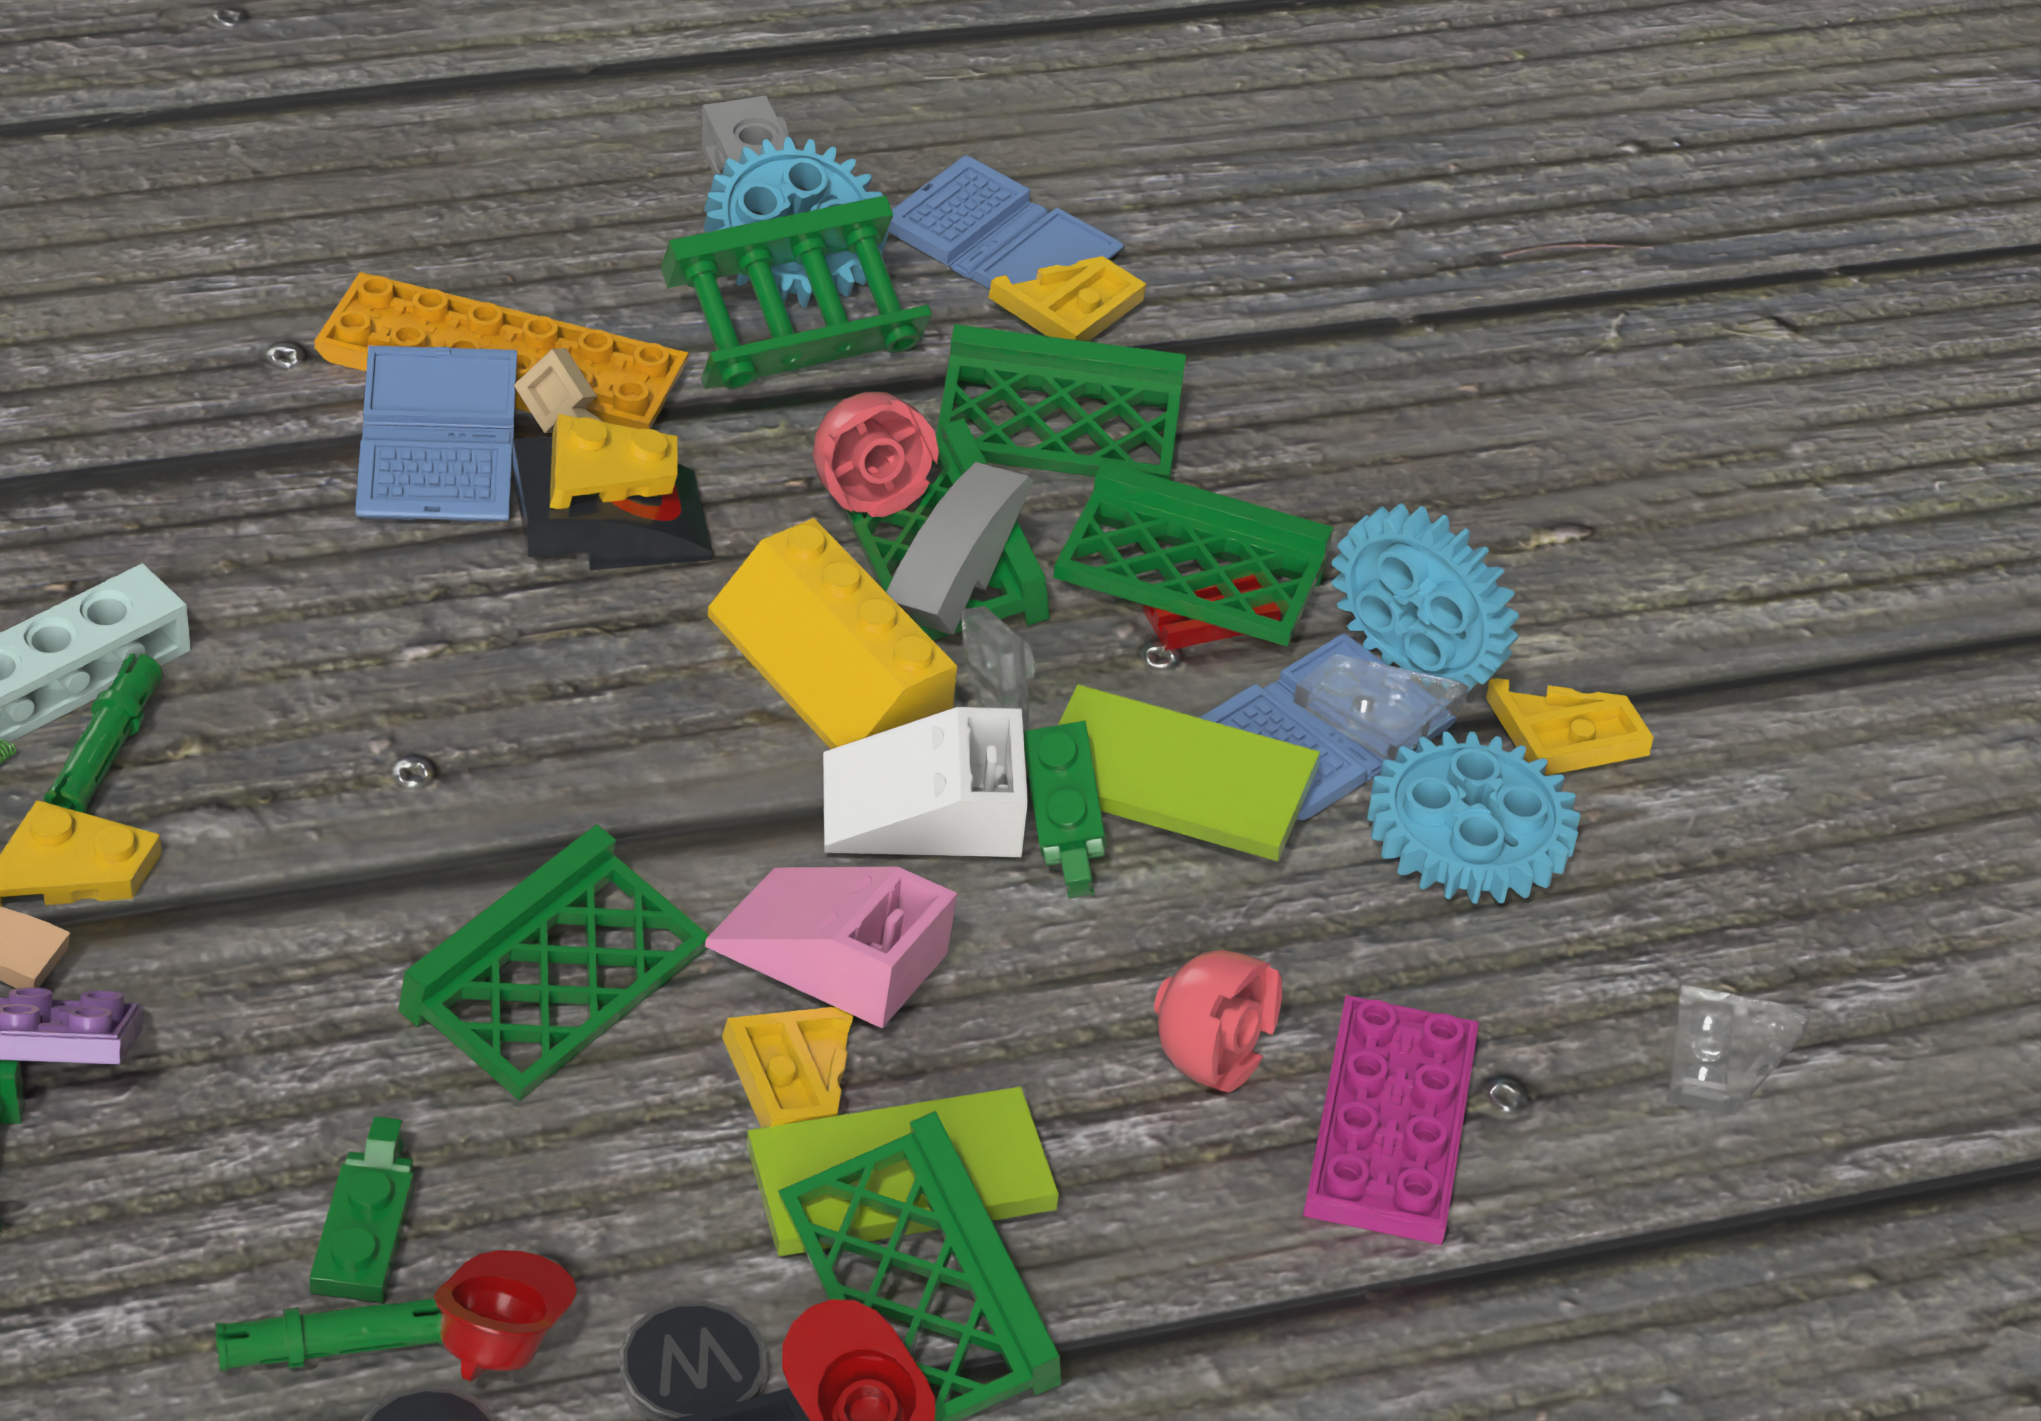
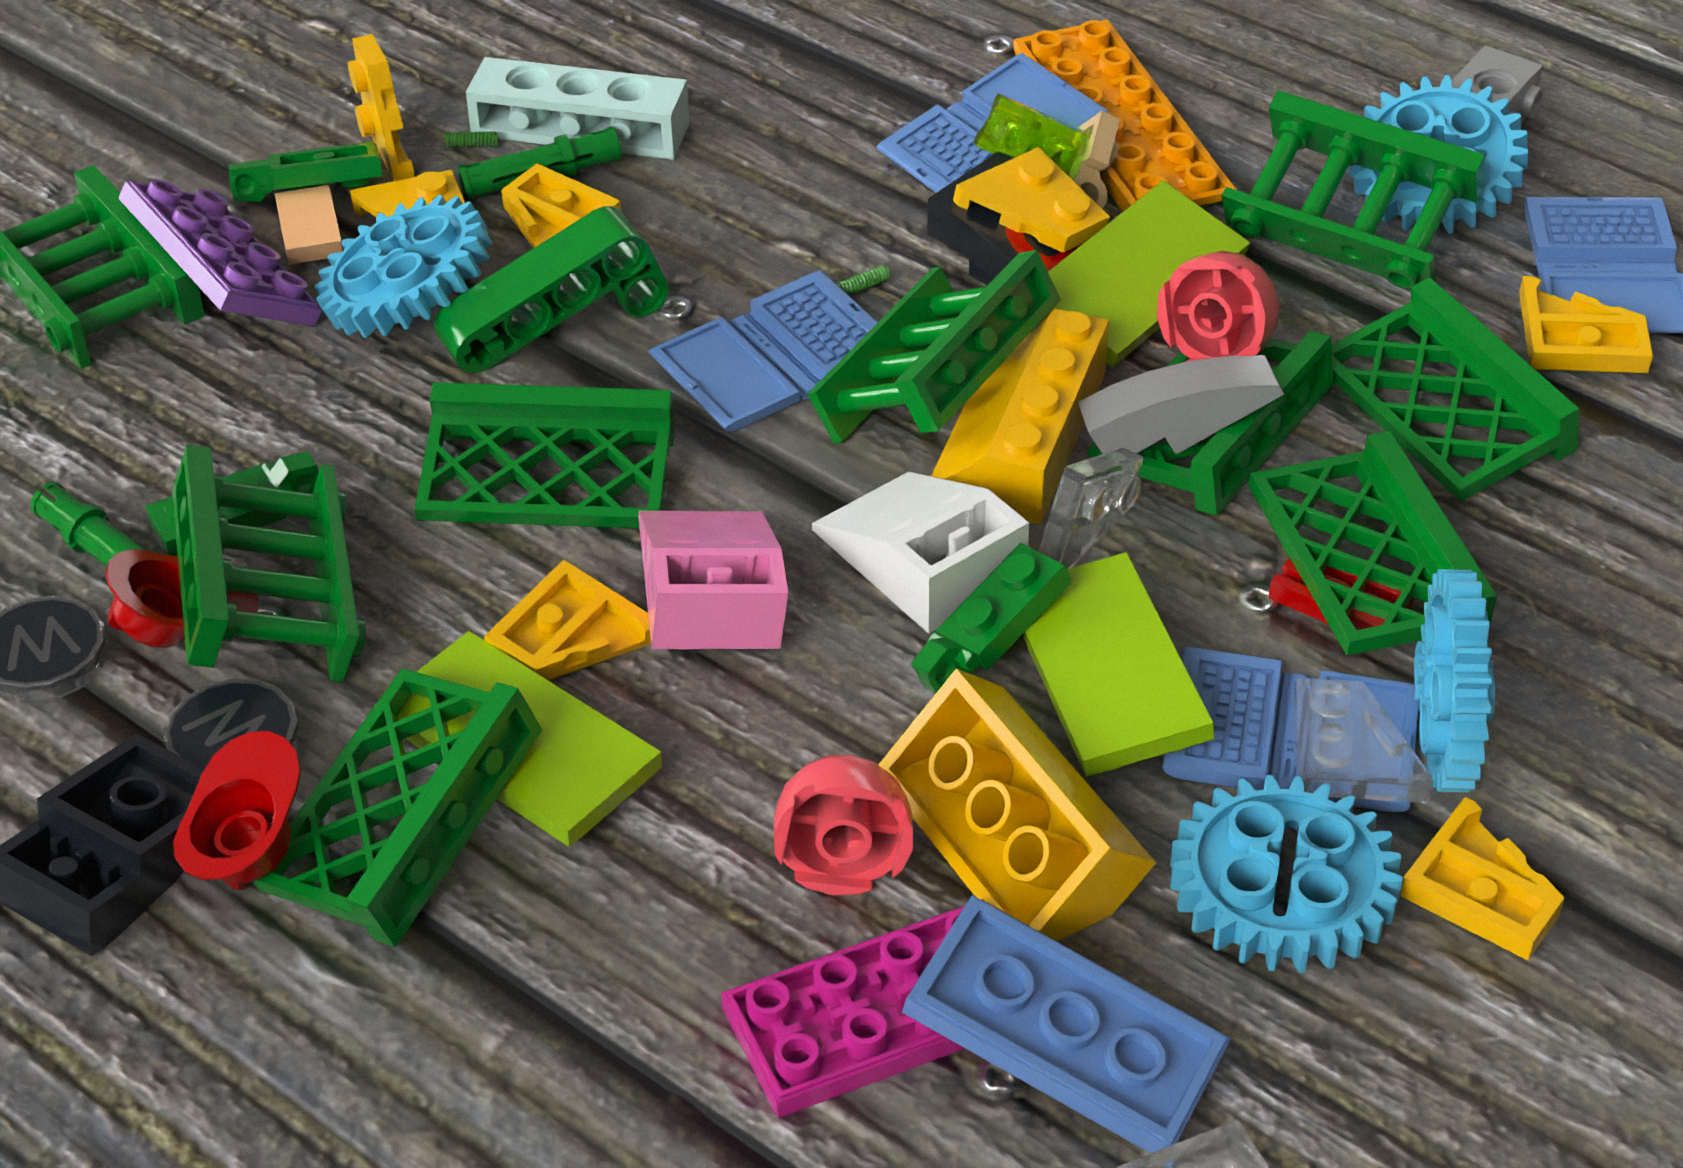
camera: 60 degrees right, 0 degrees up
(178, 906) = (403, 266): none -> medium azure gear
(200, 767) = (548, 202): none -> yellow wing
(355, 779) = (551, 285): none -> green beam
(509, 1252) = (209, 577): none -> green fence
(514, 412) = (1019, 129): none -> clear neon green hips
(531, 649) = (863, 286): none -> bright green leg
(561, 741) = (766, 356): none -> medium blue piece
(733, 464) = (1131, 258): none -> lime tile
(778, 627) = (935, 348): none -> green fence
(1314, 922) = (1013, 811): none -> yellow slope
(1520, 1020) = (1067, 1026): none -> medium blue tile

